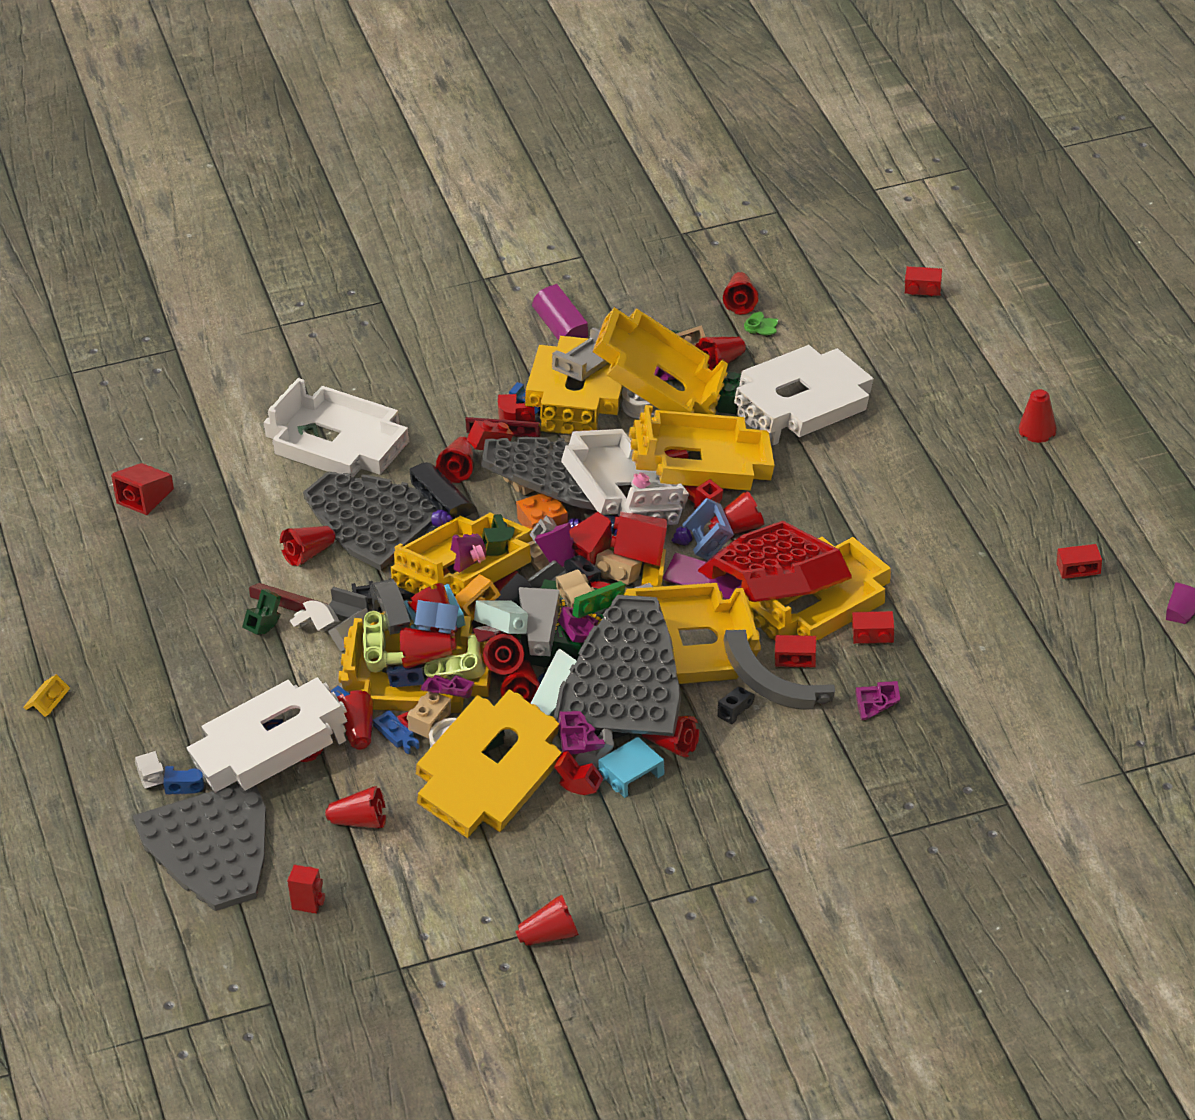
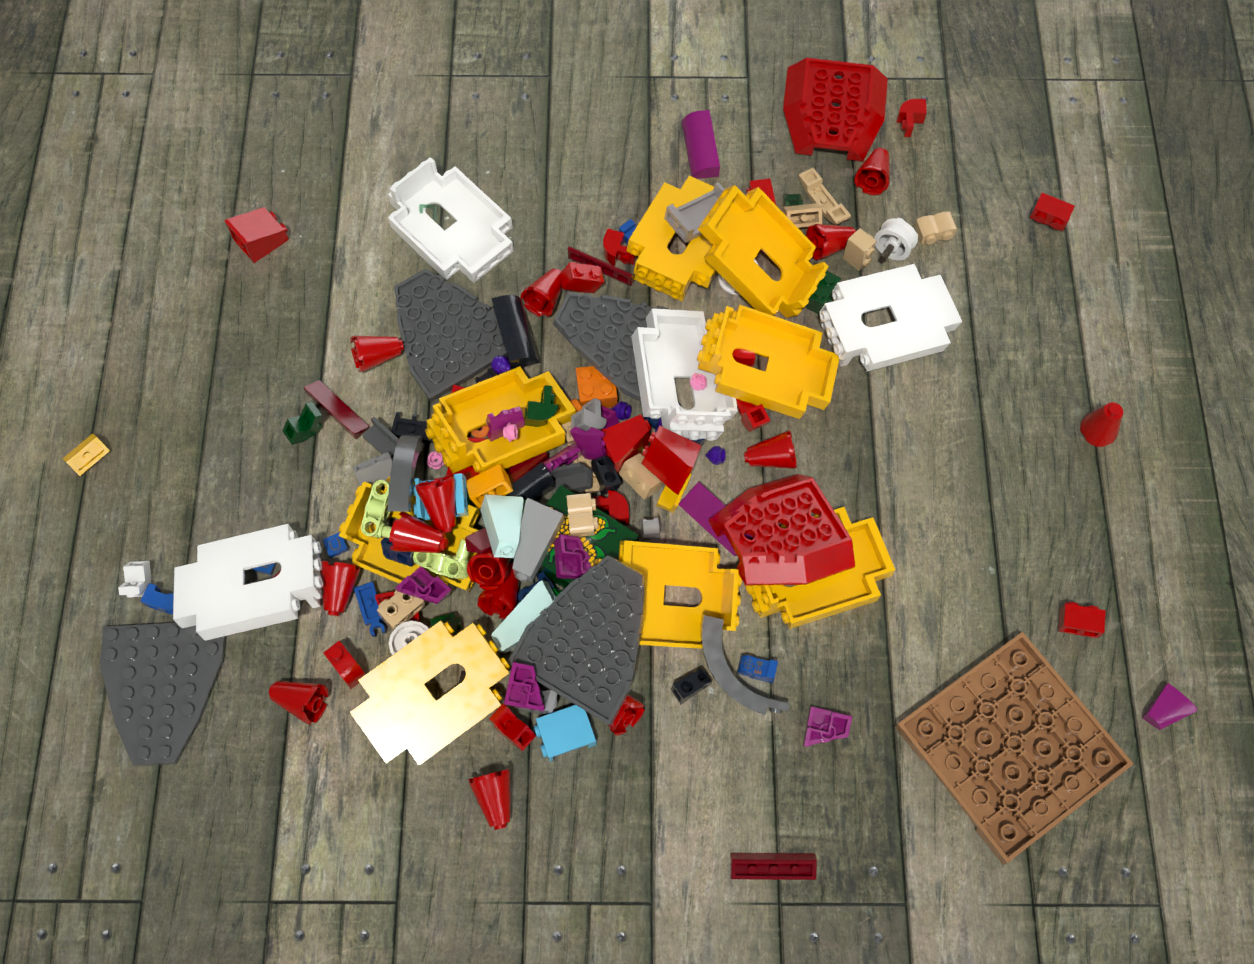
camera: 15 degrees right, 25 degrees up
(305, 889) = (214, 783): red brick -> none
(318, 612) = (351, 443): white brick -> none
(396, 772) = (344, 664): none -> red brick
(436, 615) = (432, 515): medium blue brick -> none
(535, 566) = (565, 456): none -> magenta slope
(548, 924) = (418, 909): red cone -> none
(582, 824) = (493, 797): none -> red cone
(597, 599) = (596, 539): green plate -> none
(677, 253) = (810, 111): none -> red wedge
(685, 320) = (818, 194): none -> tan slope
(717, 537) = (734, 478): medium blue window -> none
(751, 349) = (859, 249): none -> tan brick
(756, 242) = (911, 112): none -> red brick
(760, 325) = (881, 212): bright green plate -> none
(783, 334) = (895, 239): none -> white wheel
(795, 651) = (769, 640): red brick -> none
(795, 673) = (757, 668): none -> blue leg
(817, 320) = (935, 227): none -> tan brick
(872, 810) = (773, 866): none -> dark red slope
(873, 627) = (853, 637): red brick -> none
(1055, 663) = (1014, 747): none -> medium nougat plate

